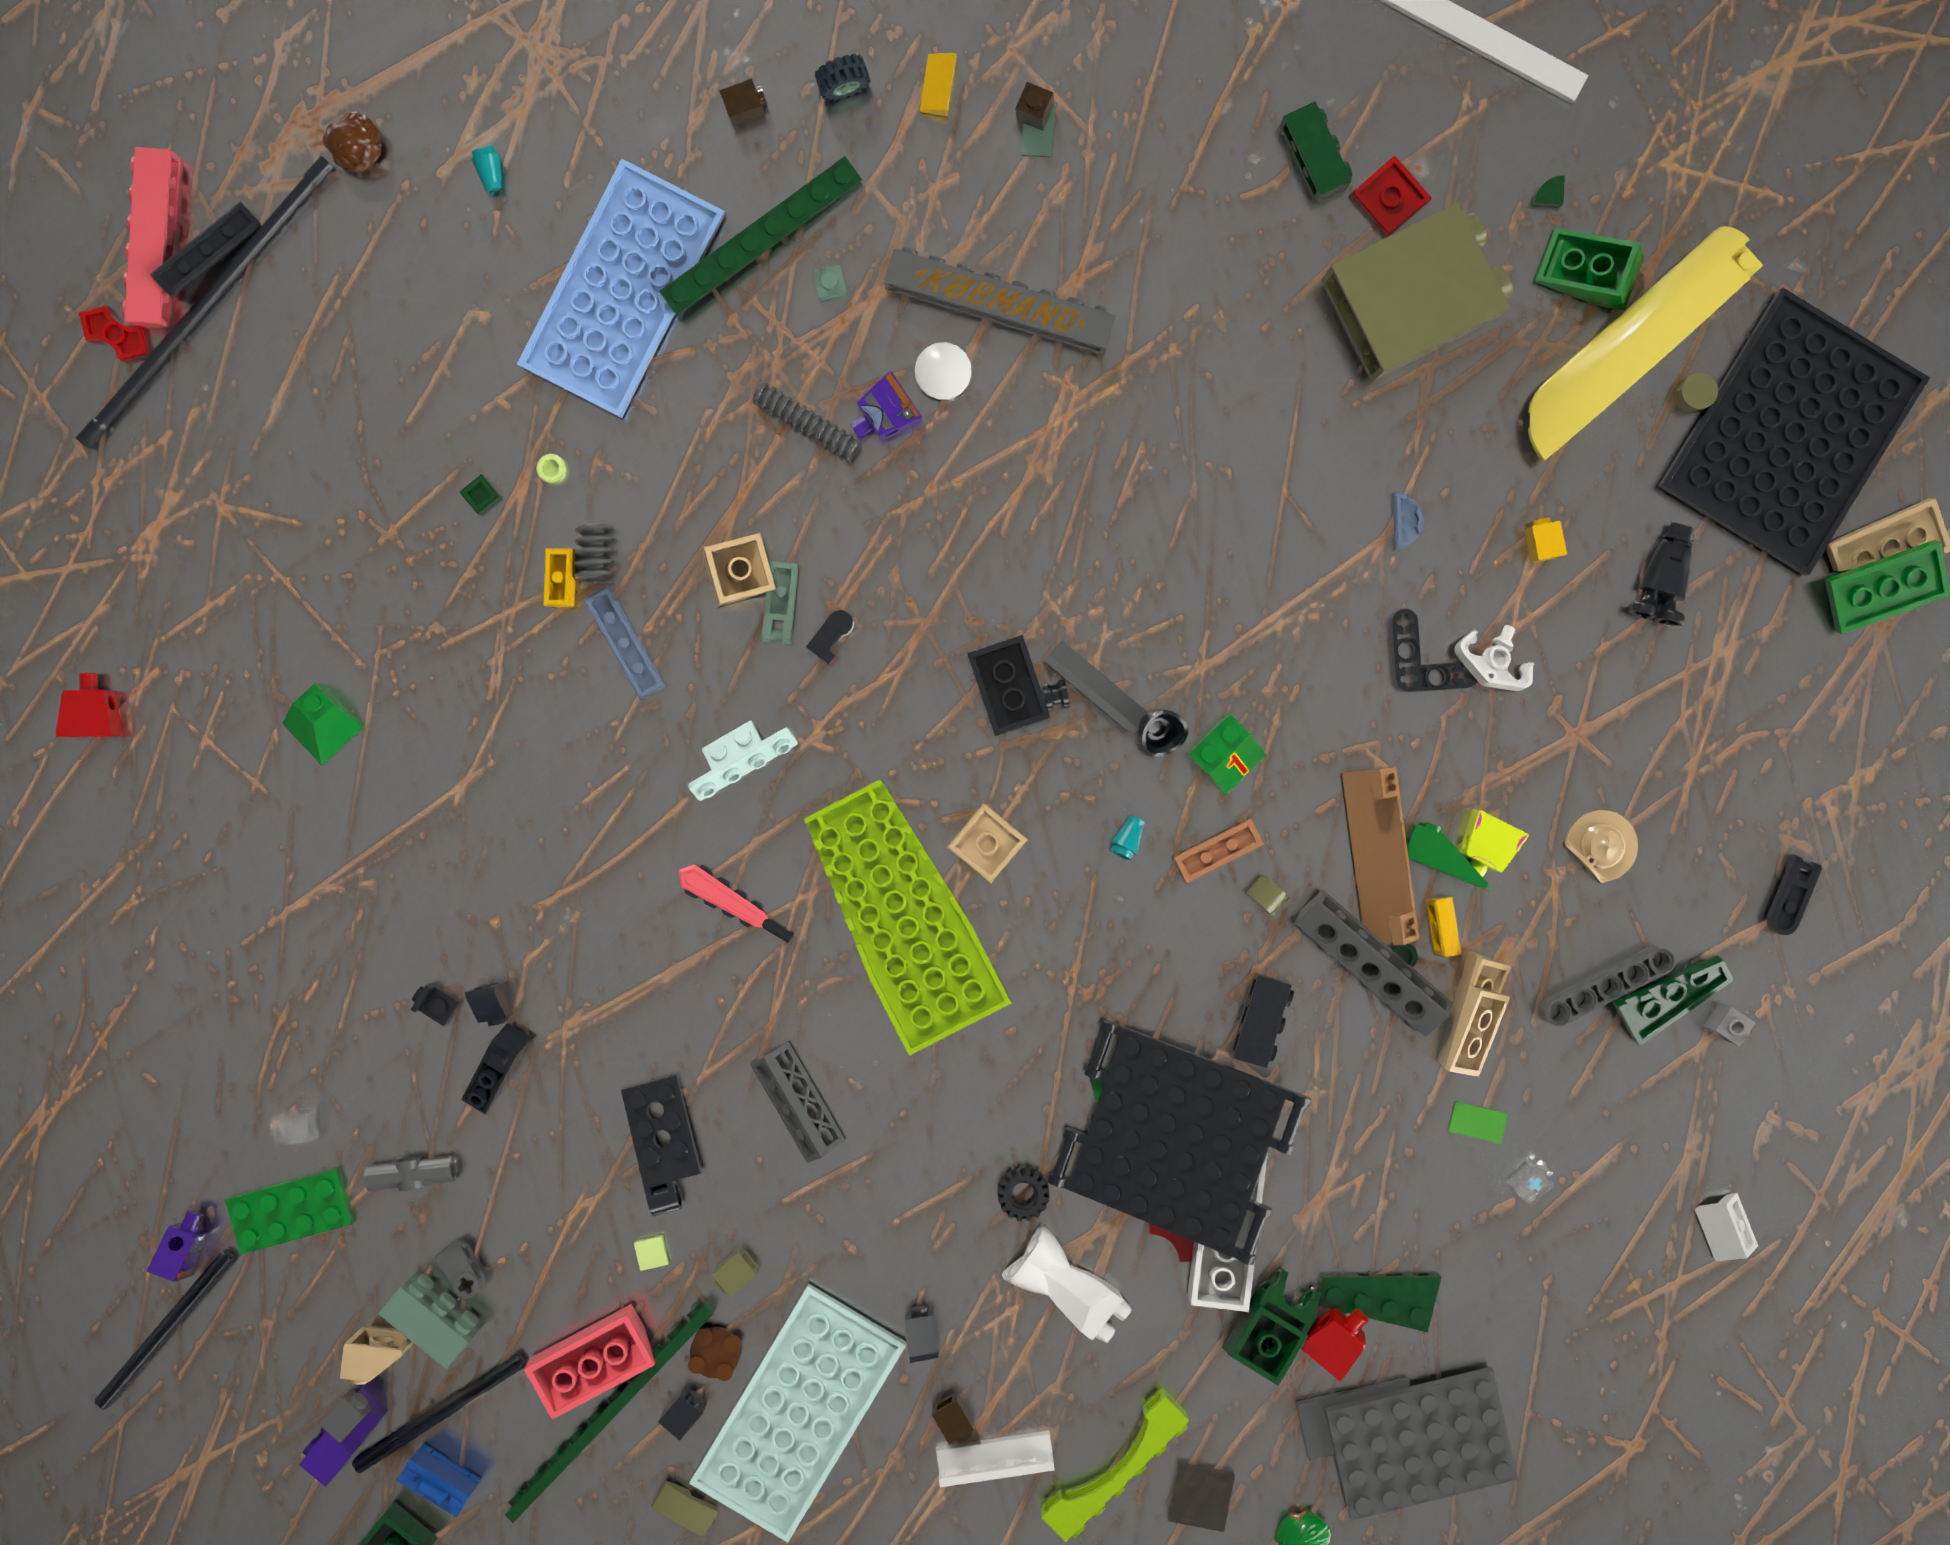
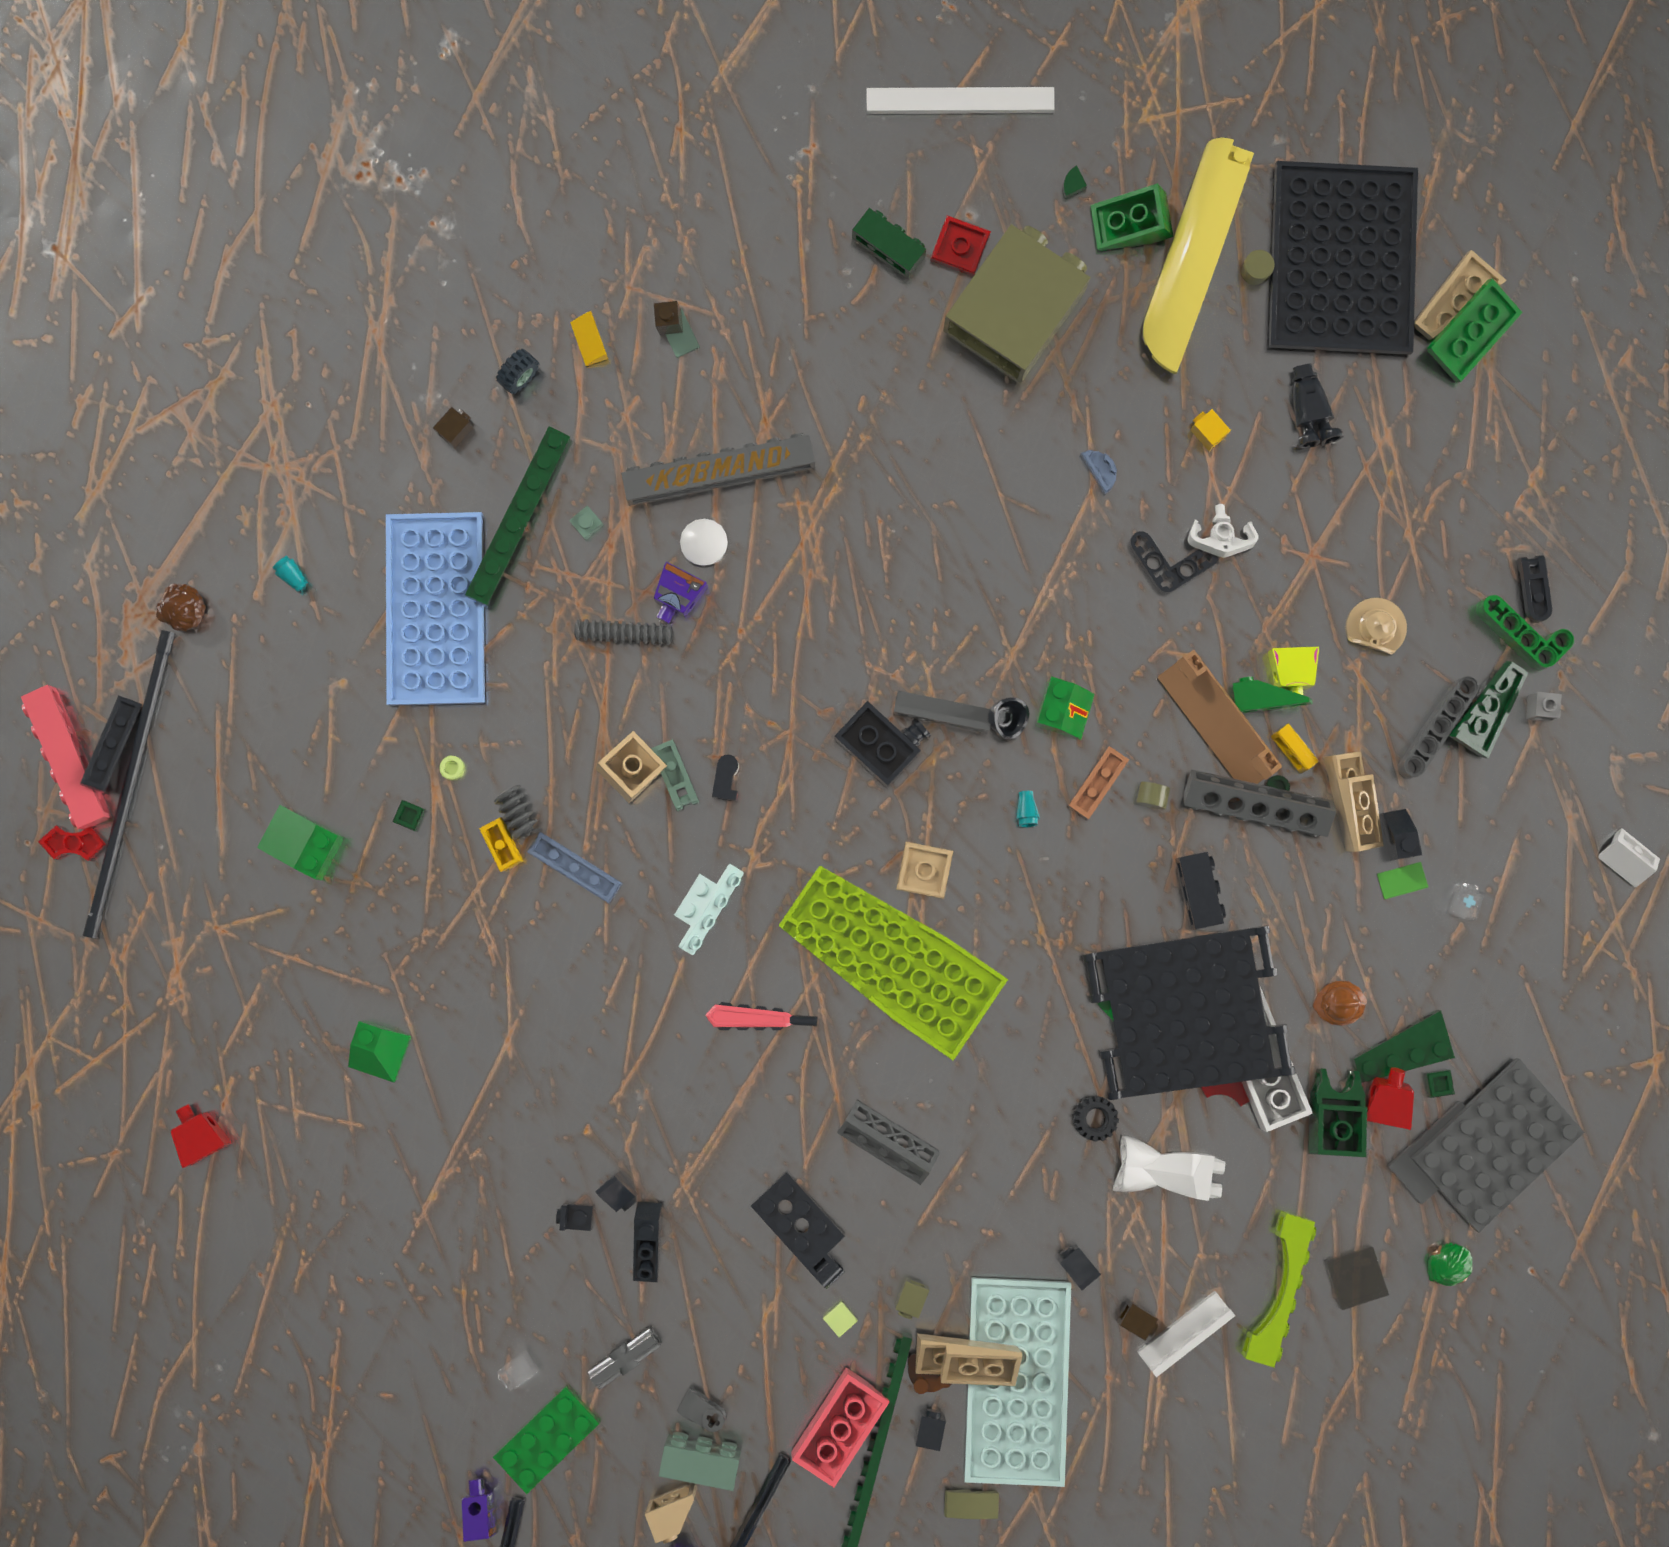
camera: 25 degrees left, 5 degrees down
(352, 463) = (300, 843): none -> green slope
(757, 1365) = (967, 1360): none -> tan slope
(1341, 1212) = (1340, 1003): none -> dark orange piece
(1397, 1349) = (1439, 1083): none -> dark green tile
(1503, 1076) = (1401, 835): none -> black slope
(1752, 929) = (1521, 628): none -> green beam

